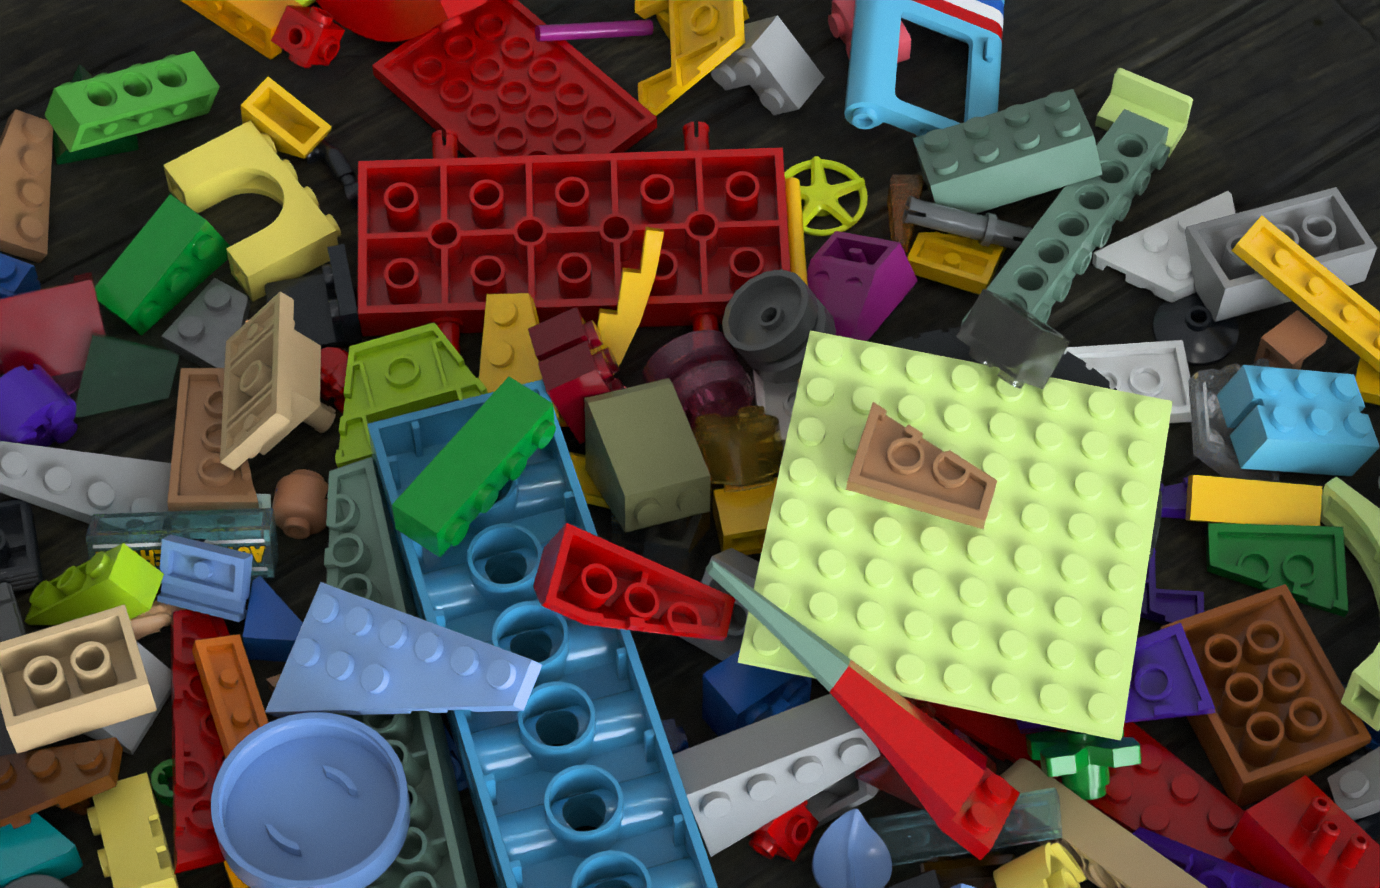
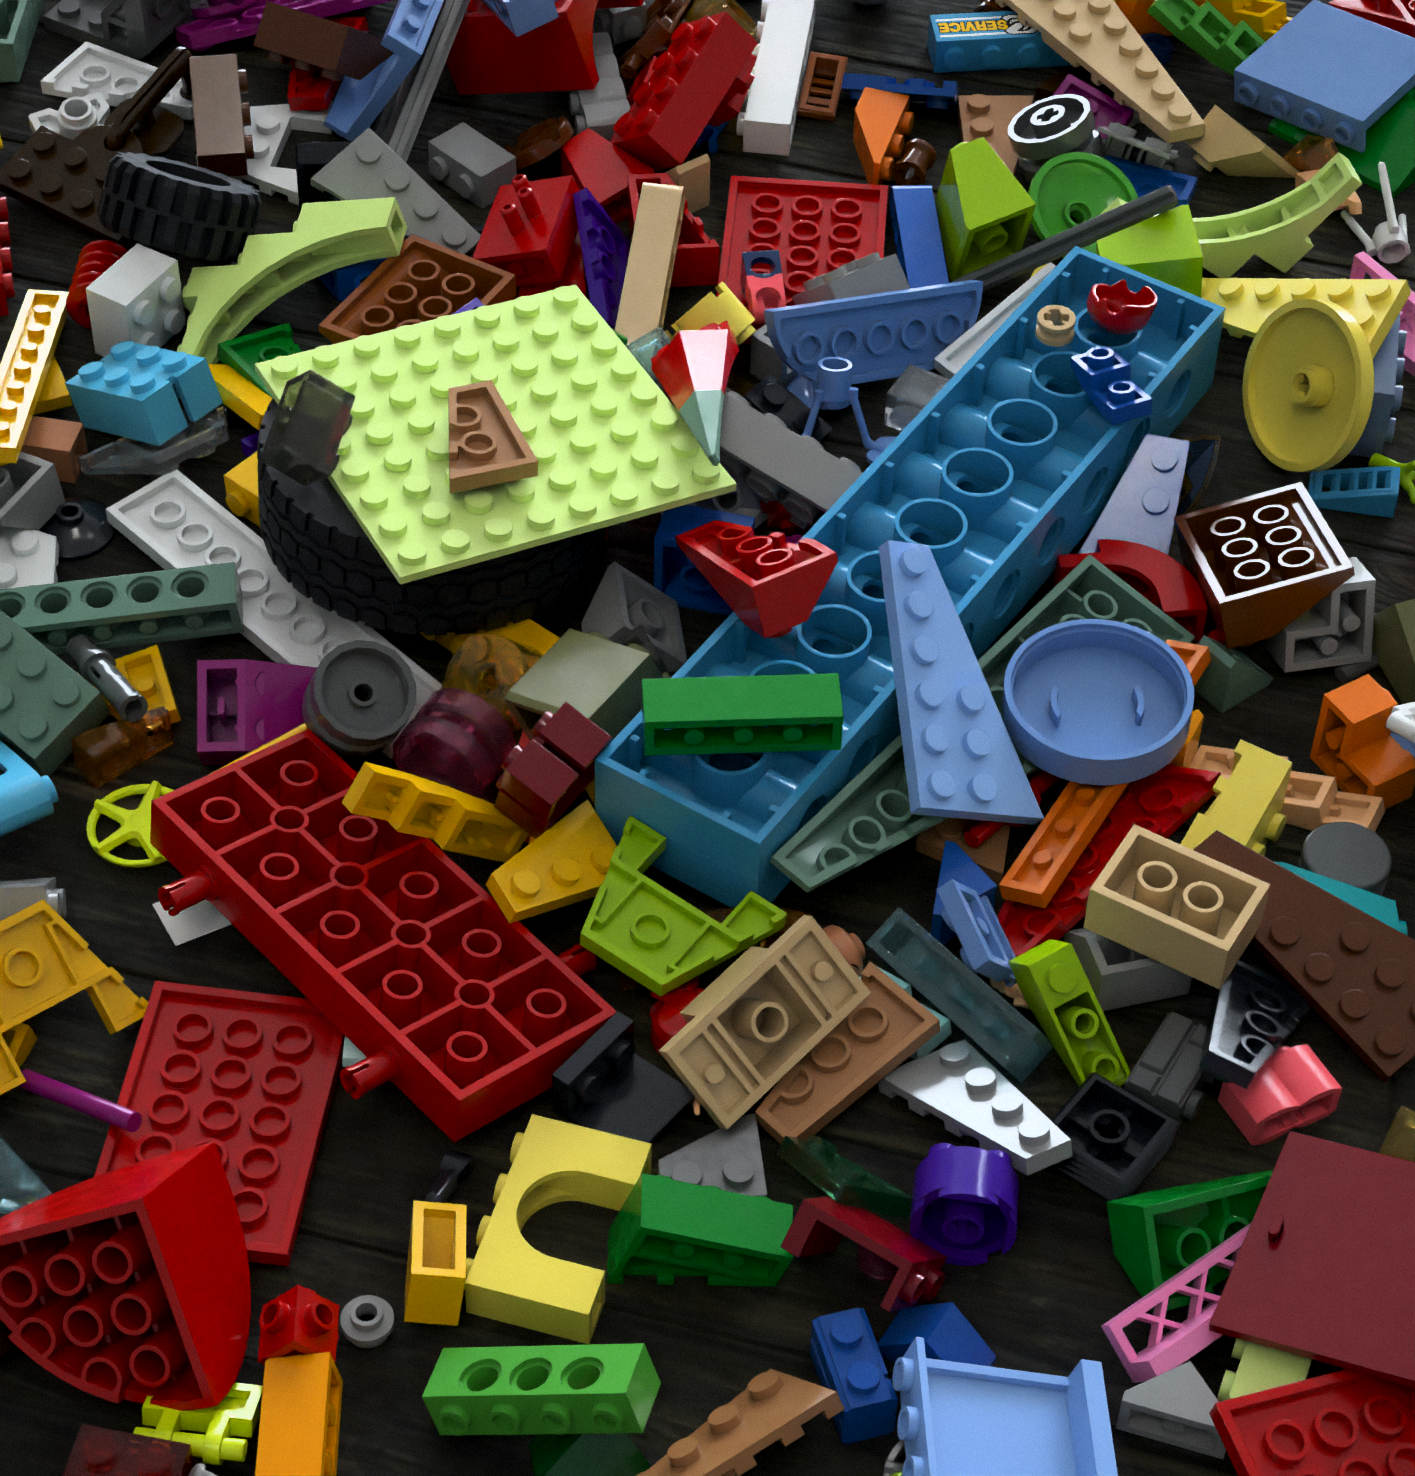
camera: 130 degrees left, 10 degrees down
(296, 82) = (367, 1333): none -> light grey plate

